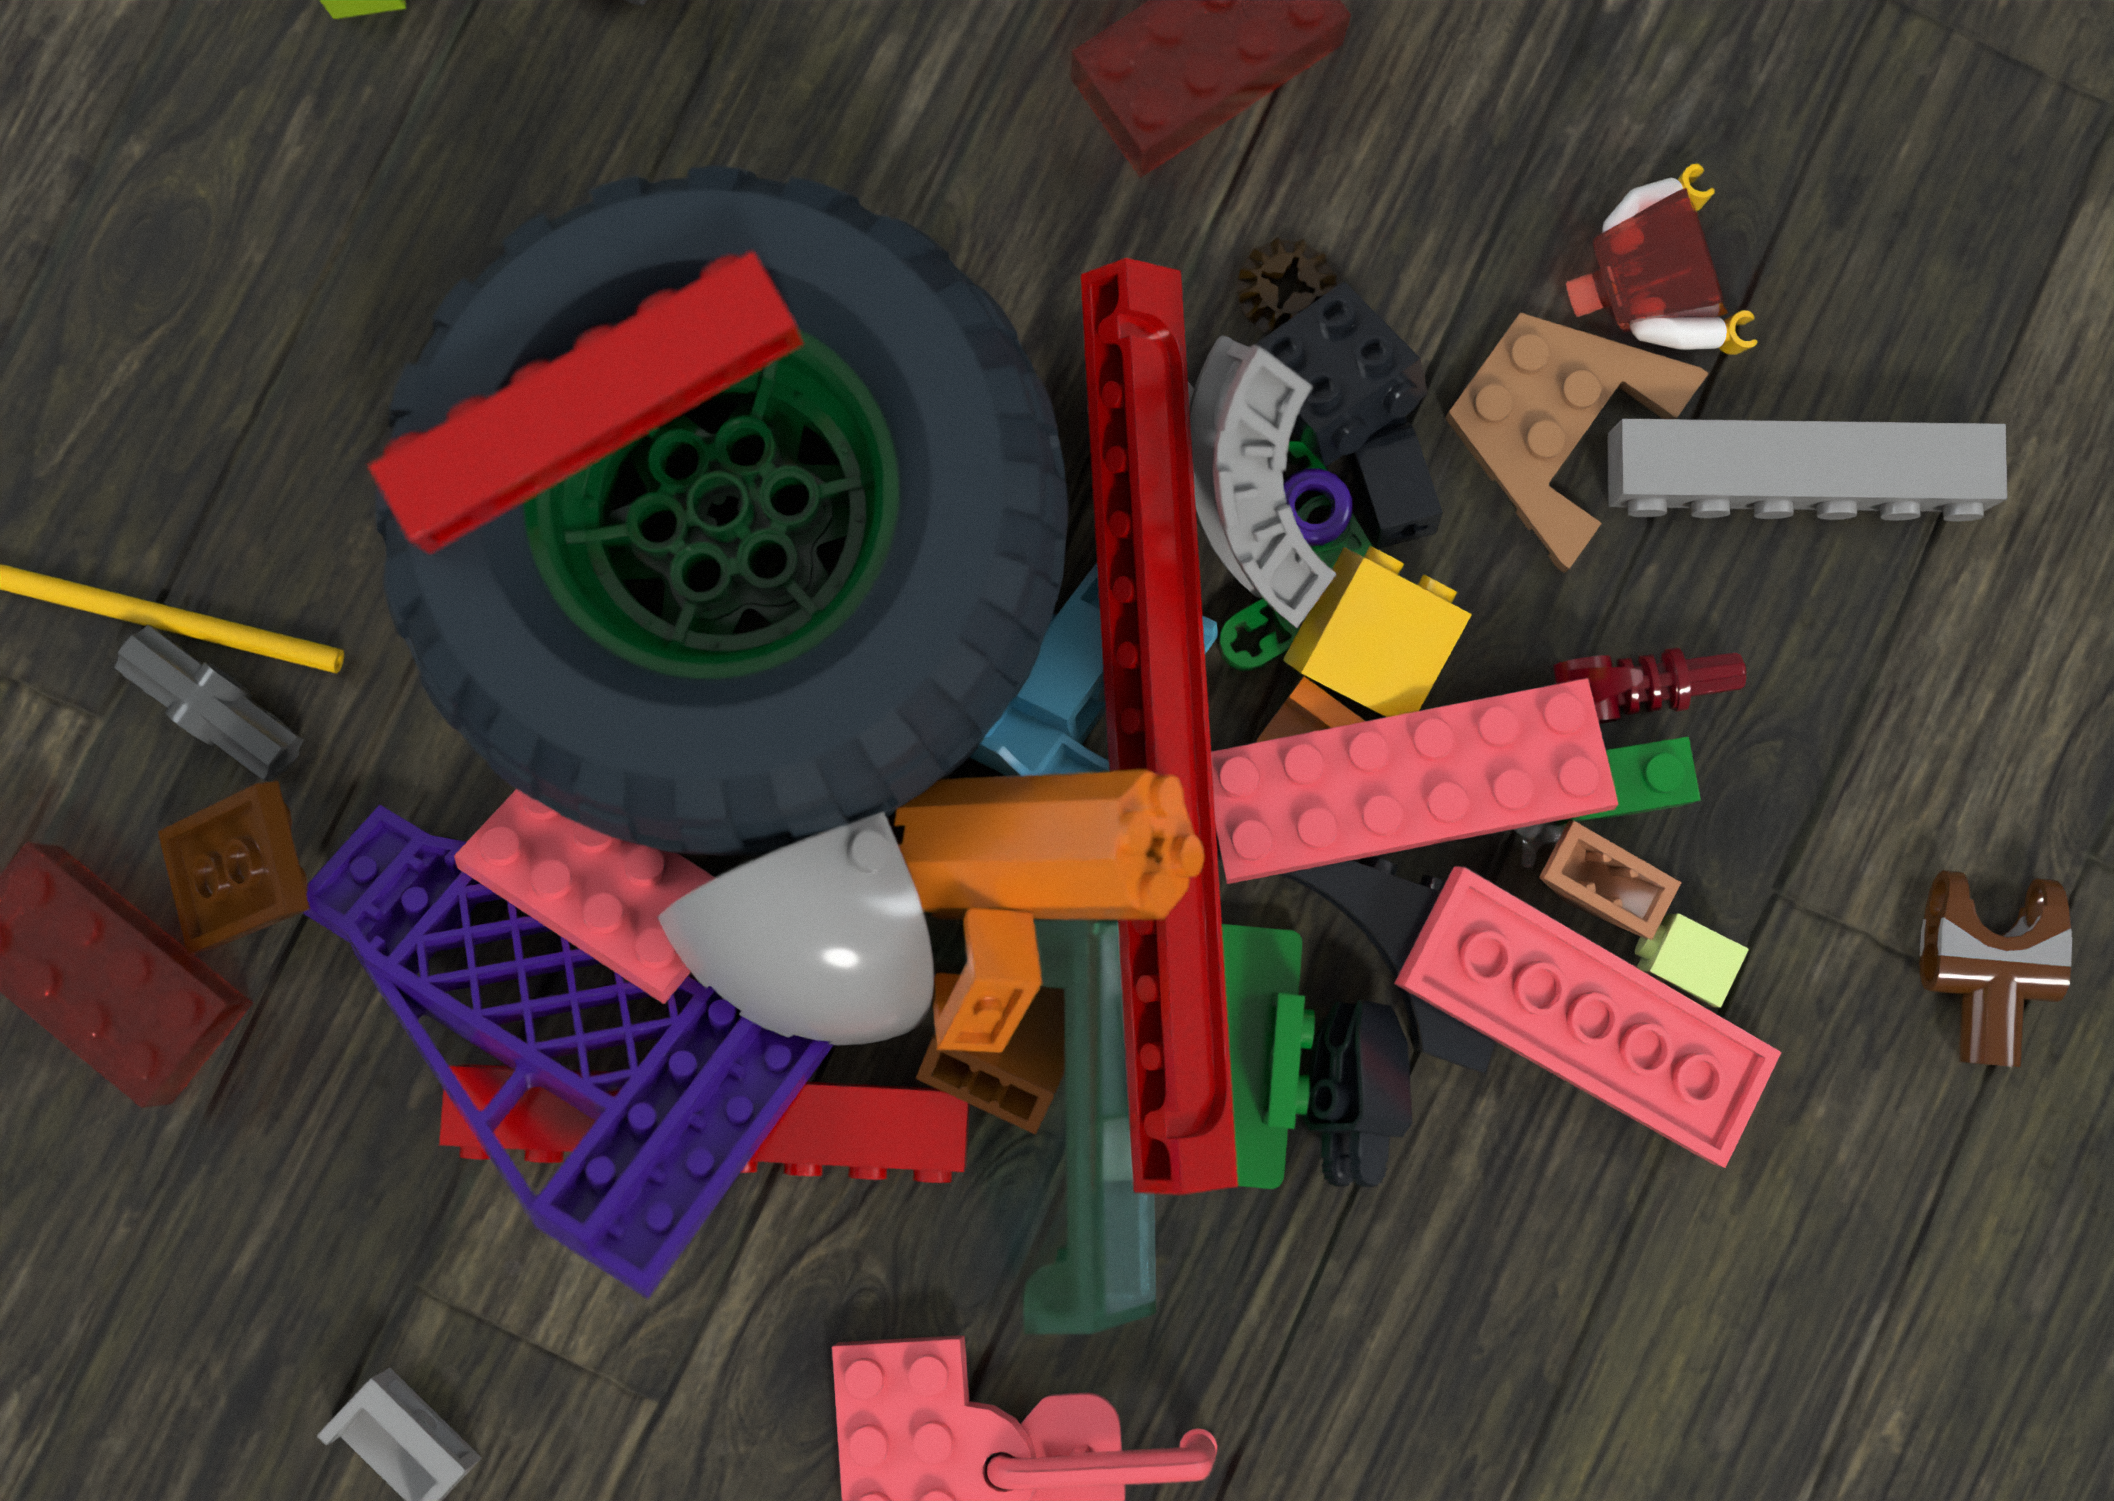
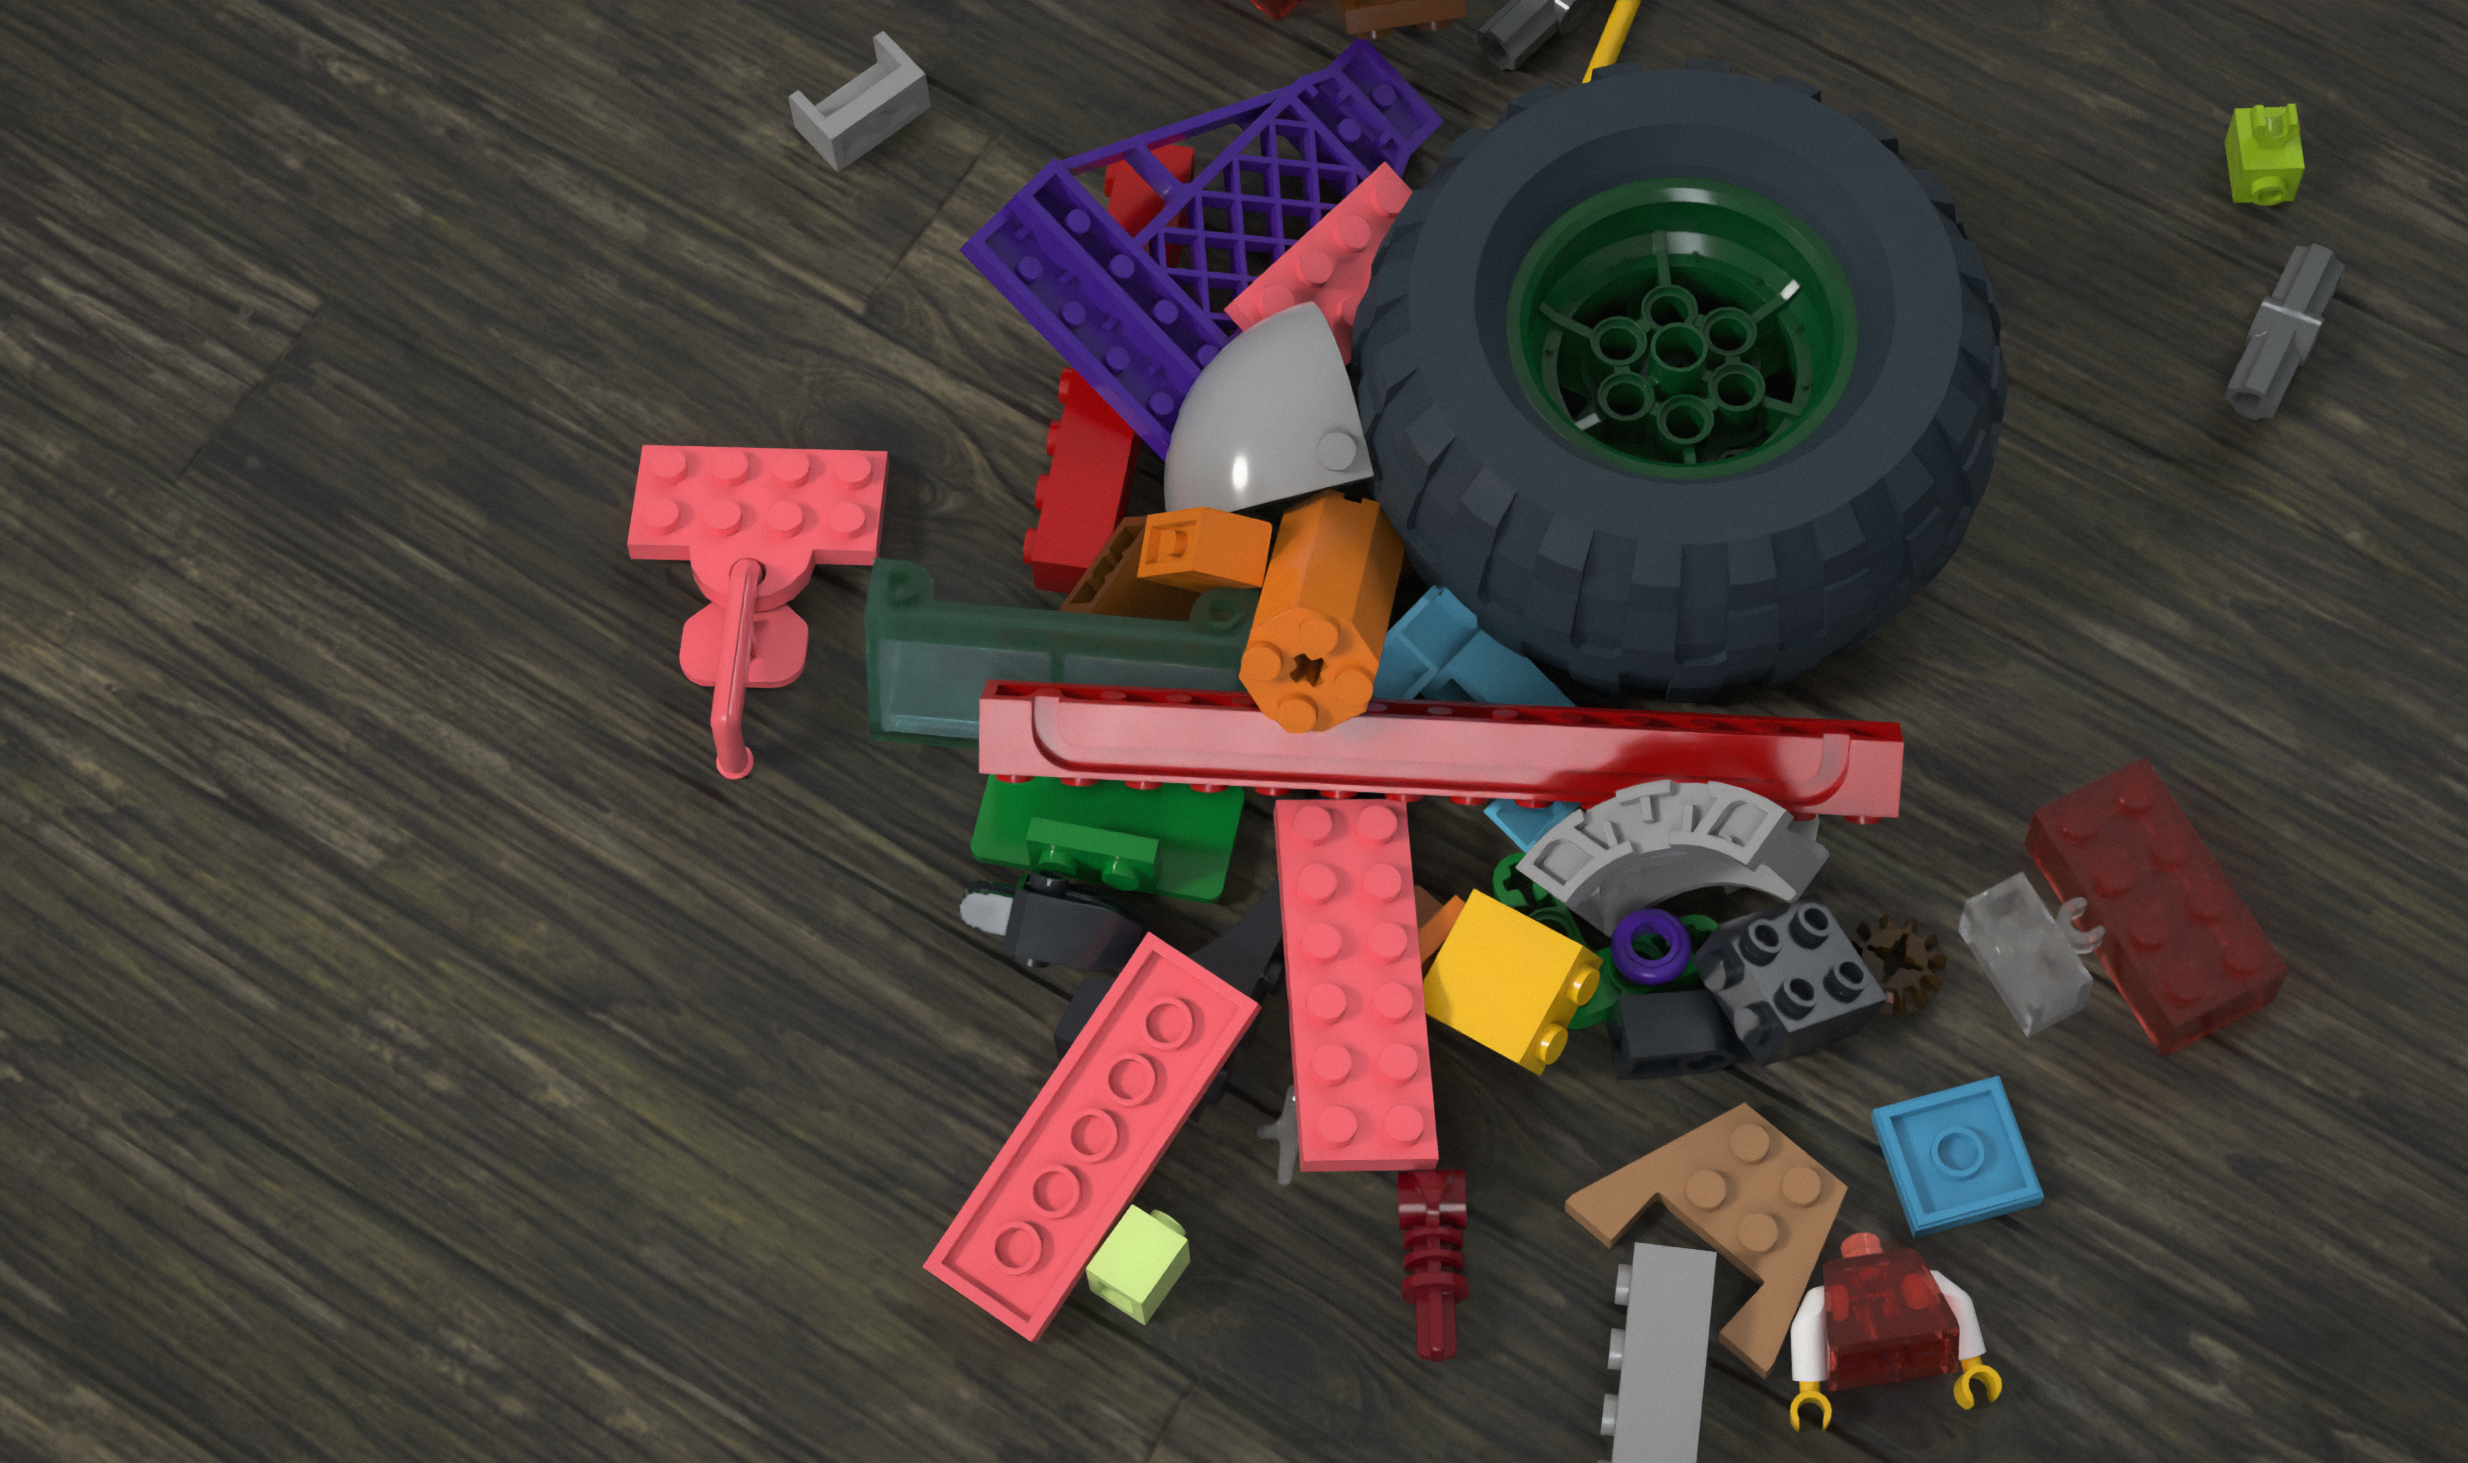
camera: 100 degrees right, 20 degrees down
(585, 402) = (1762, 206): red brick -> none
(1276, 153) = (2029, 952): none -> clear brick
(1470, 220) = (1956, 1157): none -> dark azure tile
(1608, 881) = (1233, 1177): nougat slope -> none
(1649, 779) = (1332, 1231): green brick -> none

